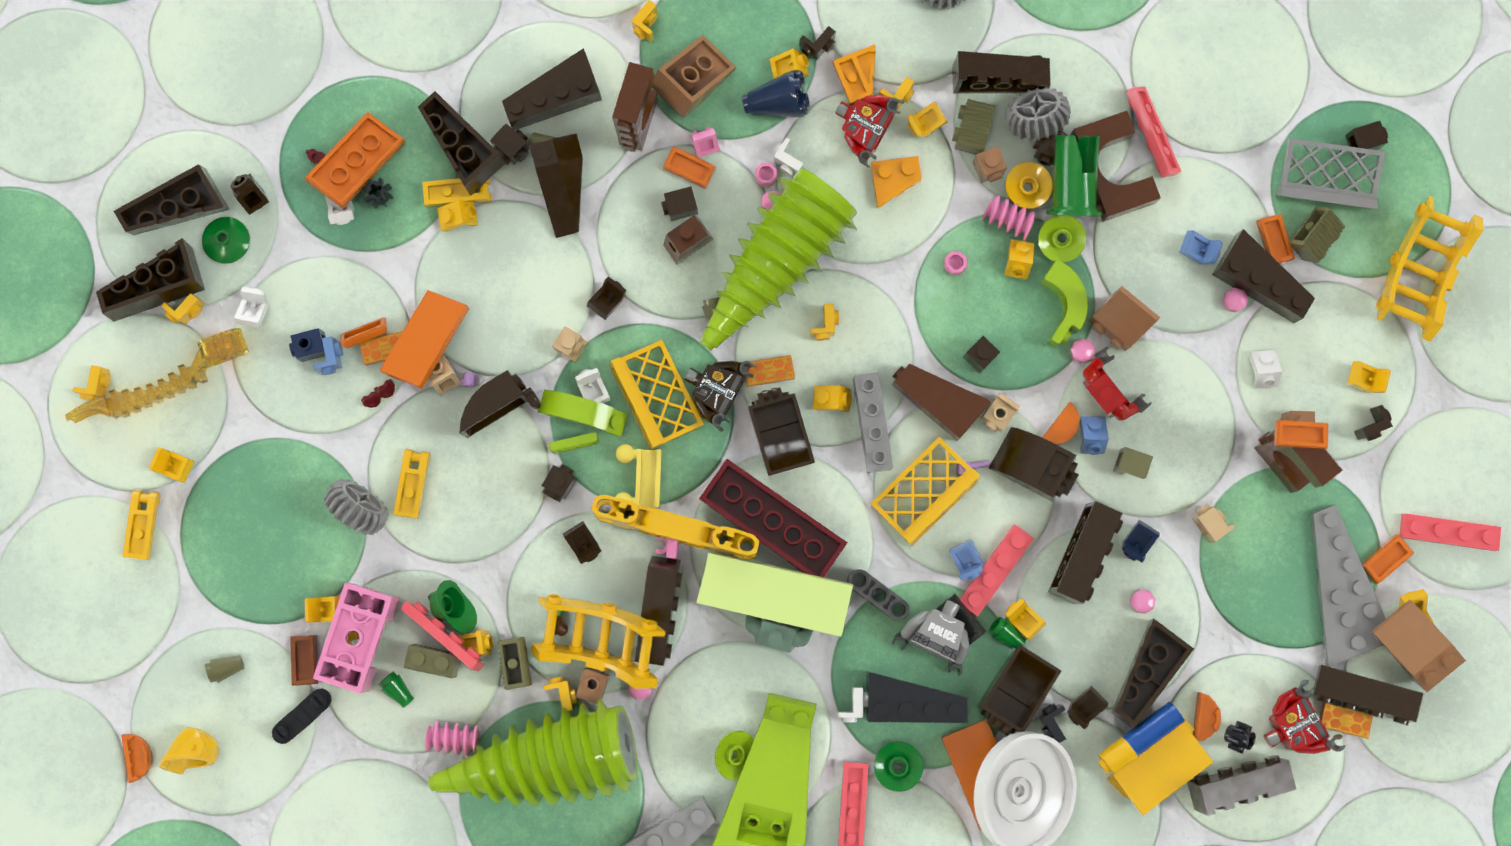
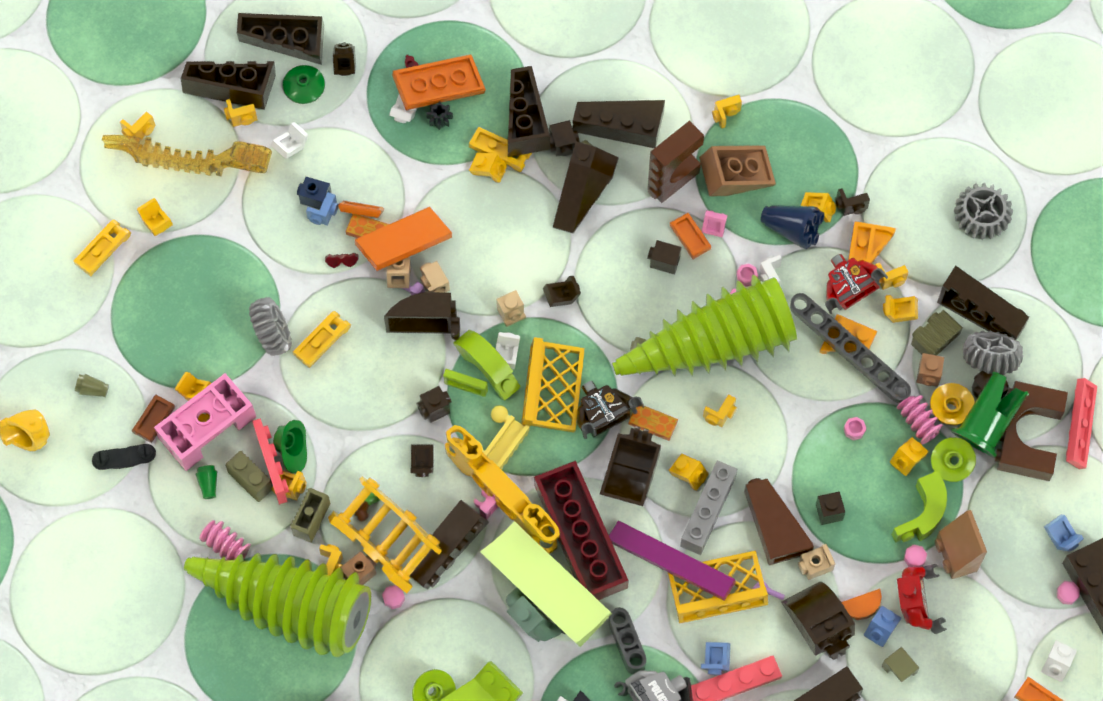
camera: 35 degrees right, 15 degrees down
(479, 360) = (434, 278): none -> tan brick
(686, 239) = (653, 284): reddish brown torso -> none
(871, 495) = (671, 560): none -> magenta tile
(918, 188) = (844, 338): none -> dark grey beam

